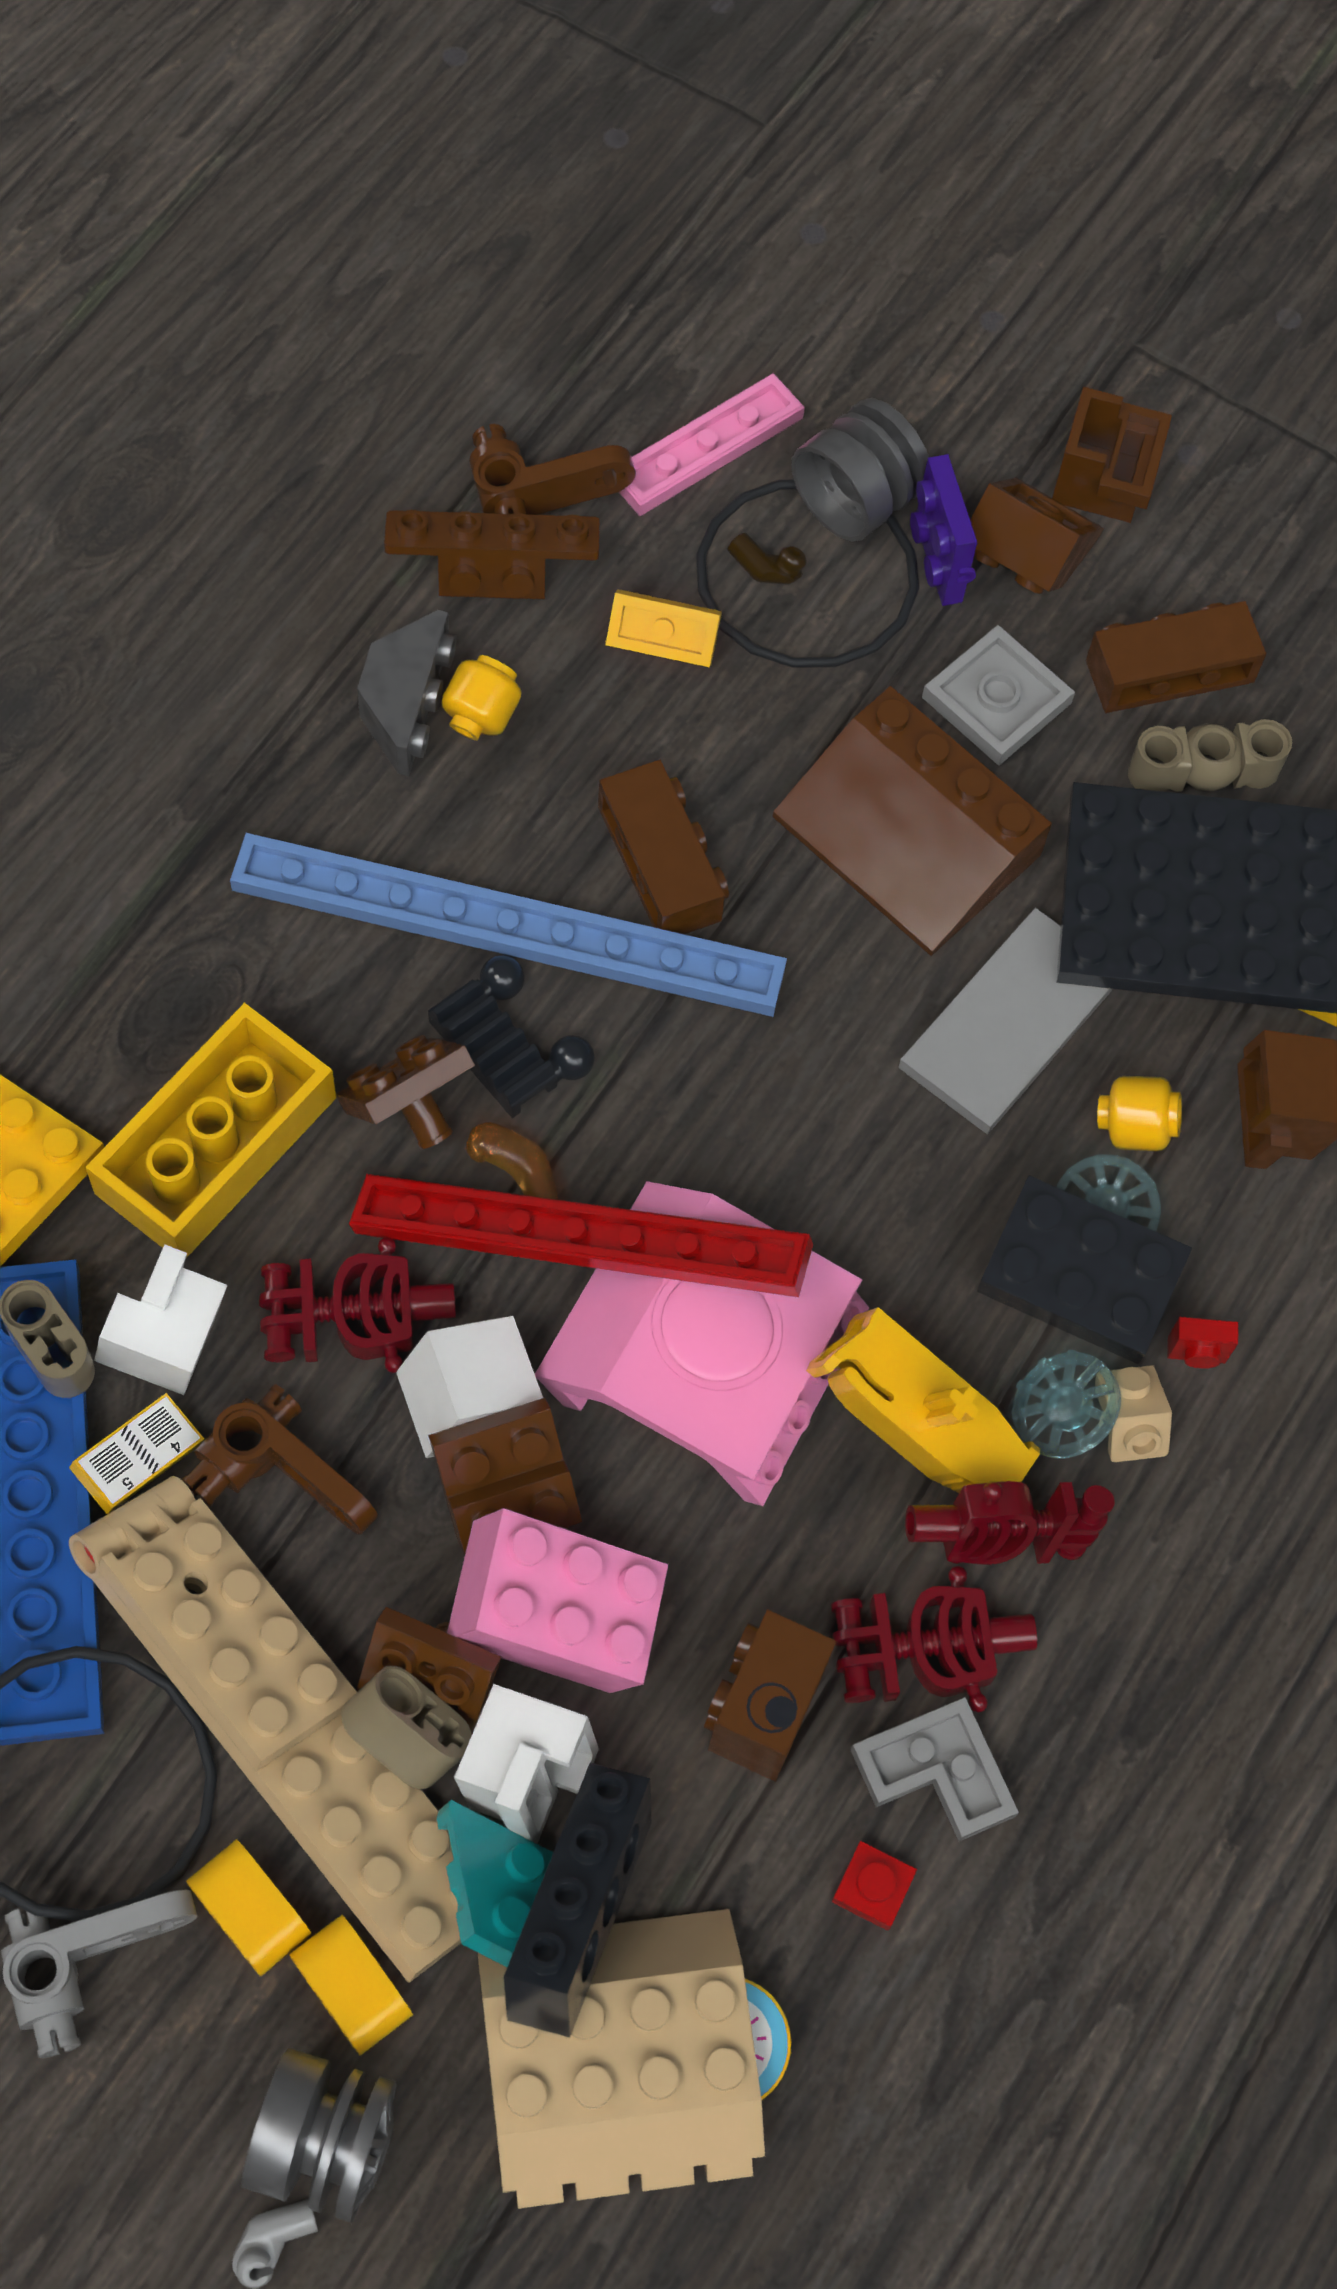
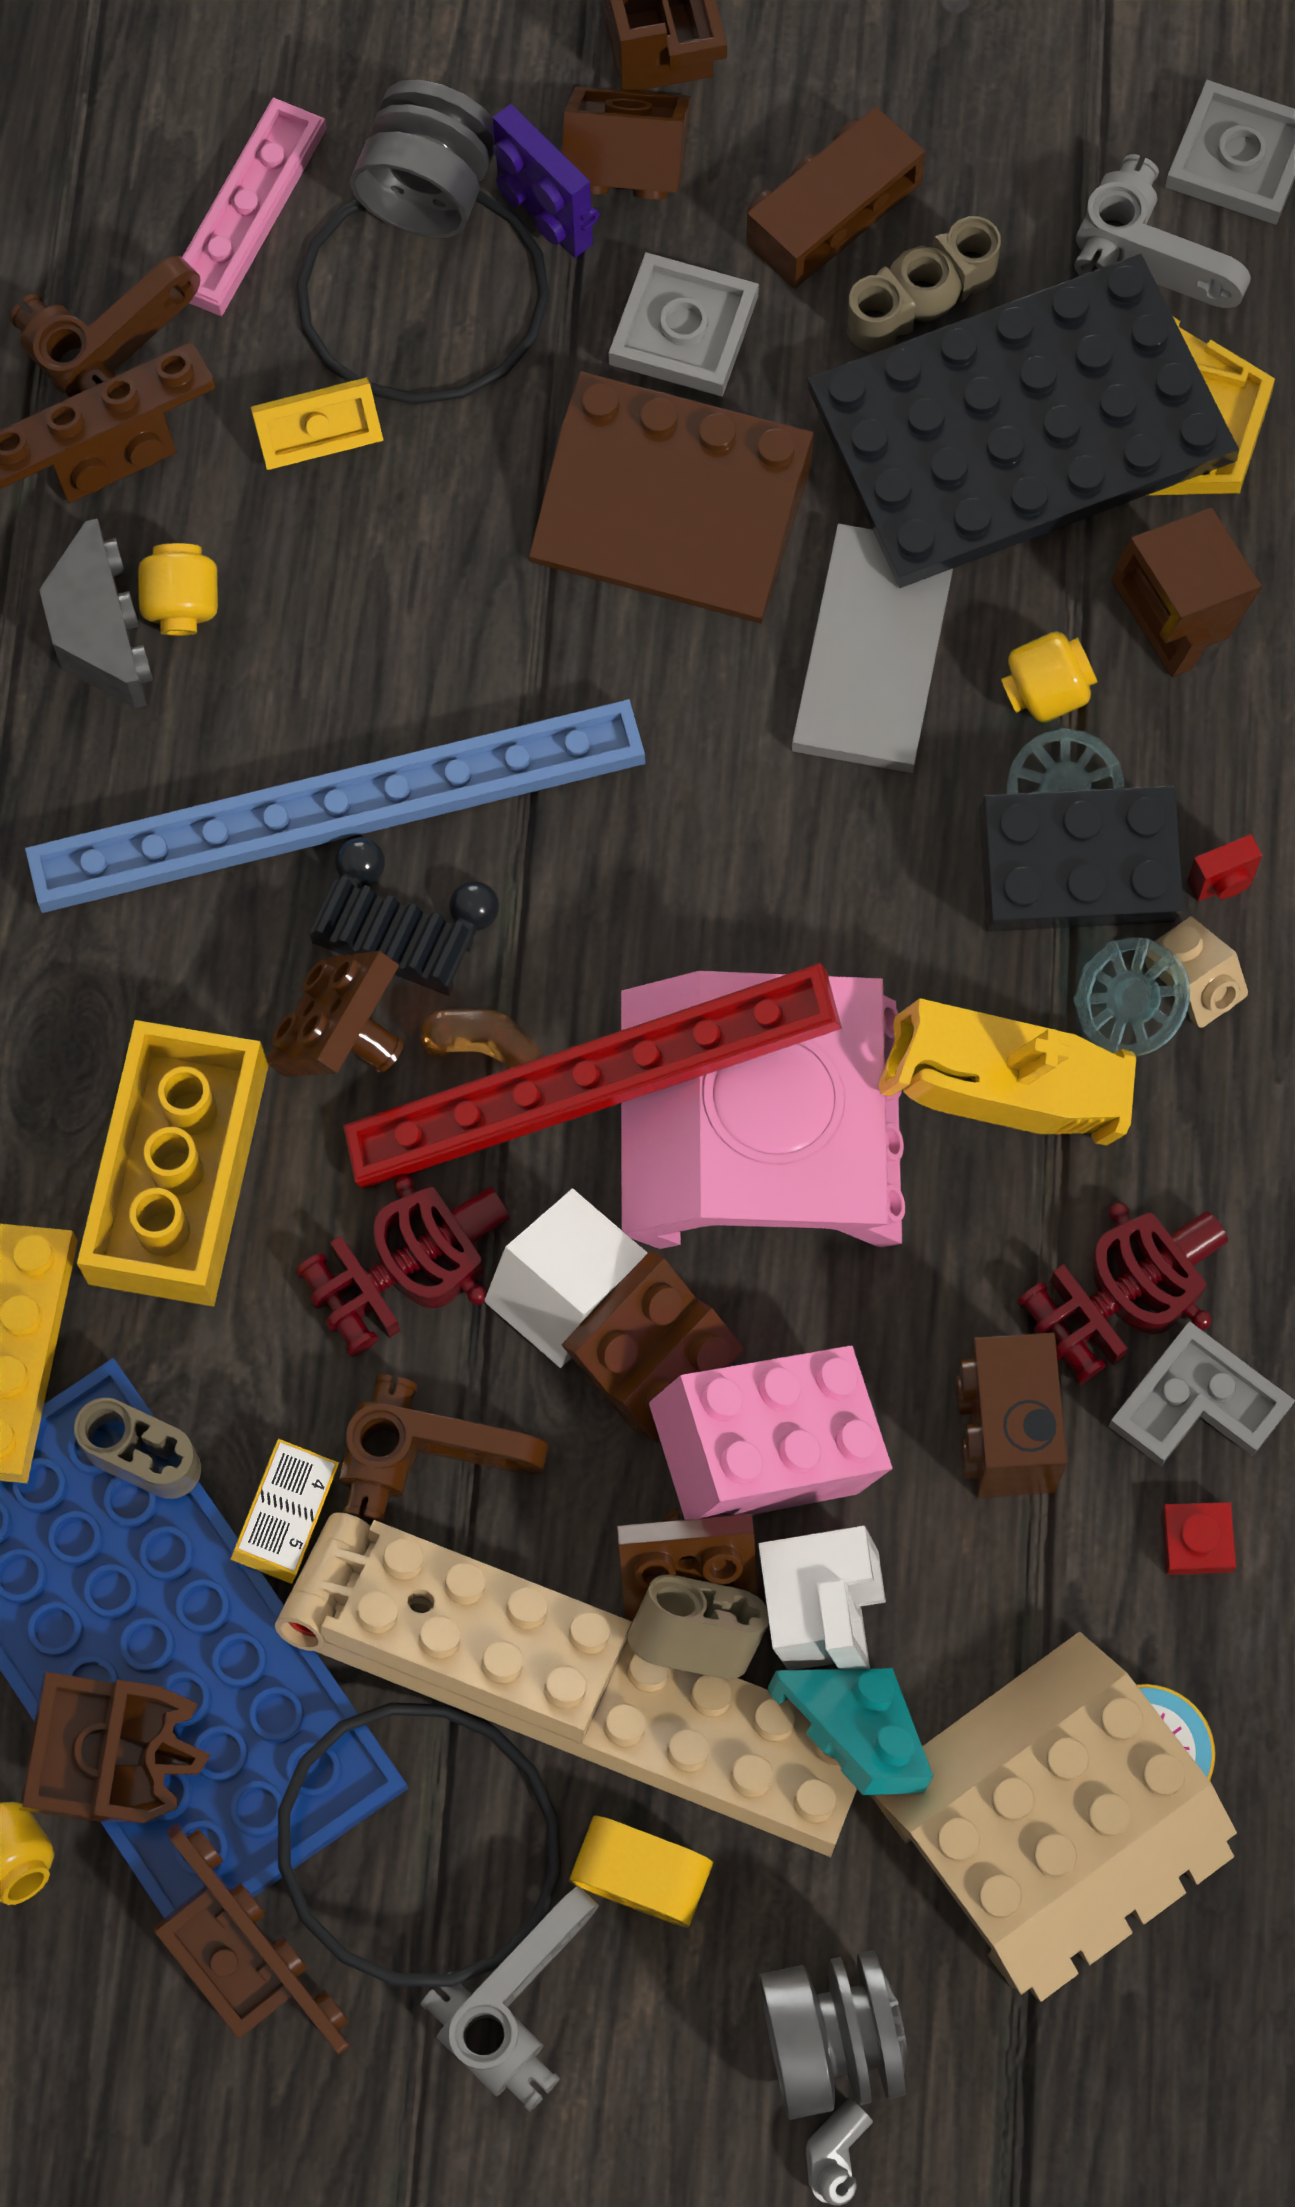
camera: 20 degrees left, 5 degrees up
(165, 1330) = (244, 1376): white plate -> none
(351, 1984) = (776, 1888): yellow beam -> none
(578, 1900) = (948, 1696): black brick -> none
(662, 848) = (445, 651): reddish brown brick -> none
(766, 567) = (382, 307): dark brown arm -> none
(999, 1522) = (1137, 1137): dark red torso -> none

